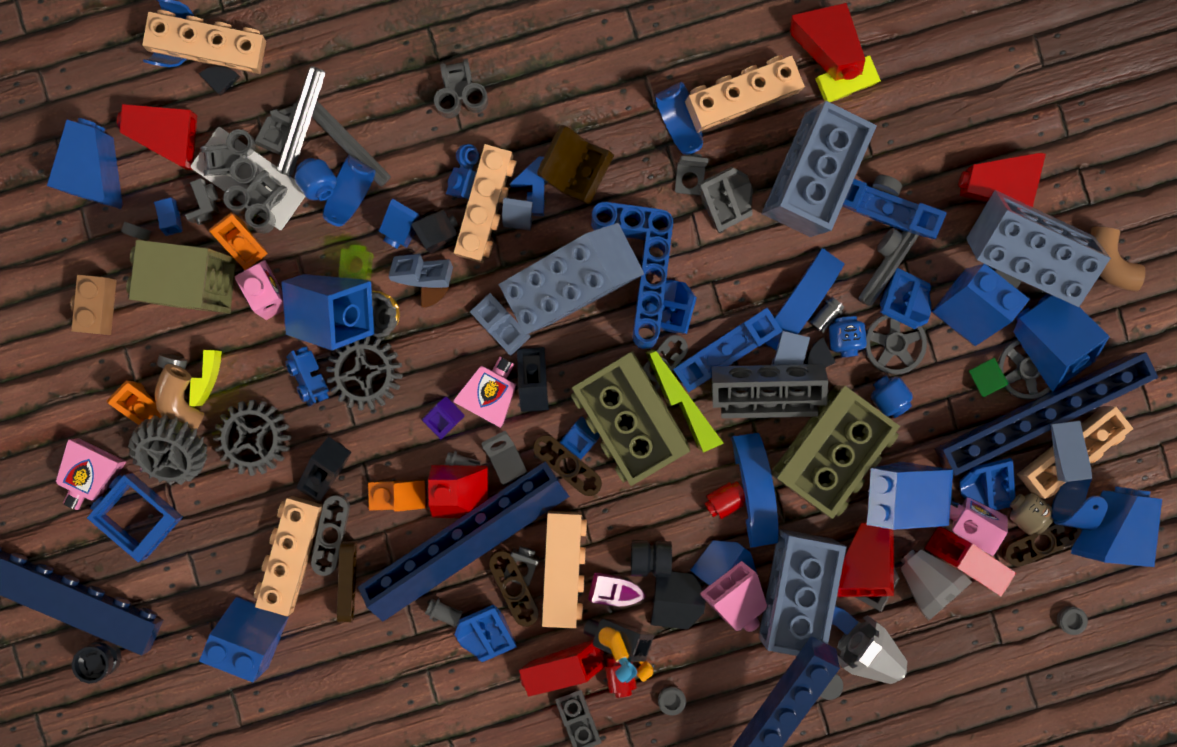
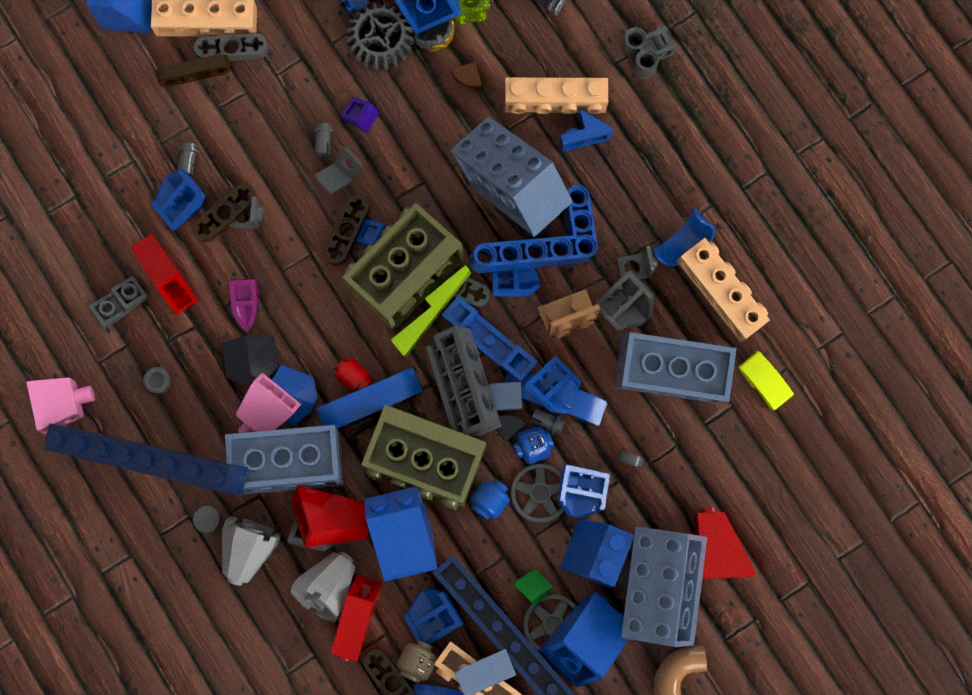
camera: 70 degrees right, 10 degrees down
(323, 469) = (287, 25): black slope -> none
(397, 224) = (517, 29): blue slope -> none
(397, 495) = (280, 93): orange slope -> none
(414, 272) = (480, 57): sand blue slope -> none
(437, 231) = (519, 58): black slope -> none
(456, 489) = (297, 140): red slope -> none
(462, 178) = (571, 69): blue plate -> none
(463, 542) = (255, 156): dark blue brick -> none
(489, 392) = (392, 144): bright pink torso -> none
(500, 324) = (456, 131): sand blue slope -> none
(517, 214) = (555, 122): sand blue slope -> none
(532, 379) = (414, 177): black slope -> none
(562, 569) = (251, 248): light nougat brick -> none
(574, 165) = (613, 158): dark brown bracket -> none
(620, 689) = (168, 327): red brick -> none
(625, 644) = (199, 317): torso -> none
(651, 558) = (282, 323): black wheel -> none
(723, 260) = (568, 313): none -> medium nougat bracket
(800, 298) = (555, 386): none -> blue slope
(830, 40) = (795, 351): red slope -> none
(843, 620) = (272, 510): blue piece -> none
(887, 184) = (681, 442): dark grey tile -> none
(887, 269) = (618, 469): dark grey axle -> none
(894, 211) = (661, 445): blue slope -> none
(979, 524) = (393, 611): bright pink torso -> none

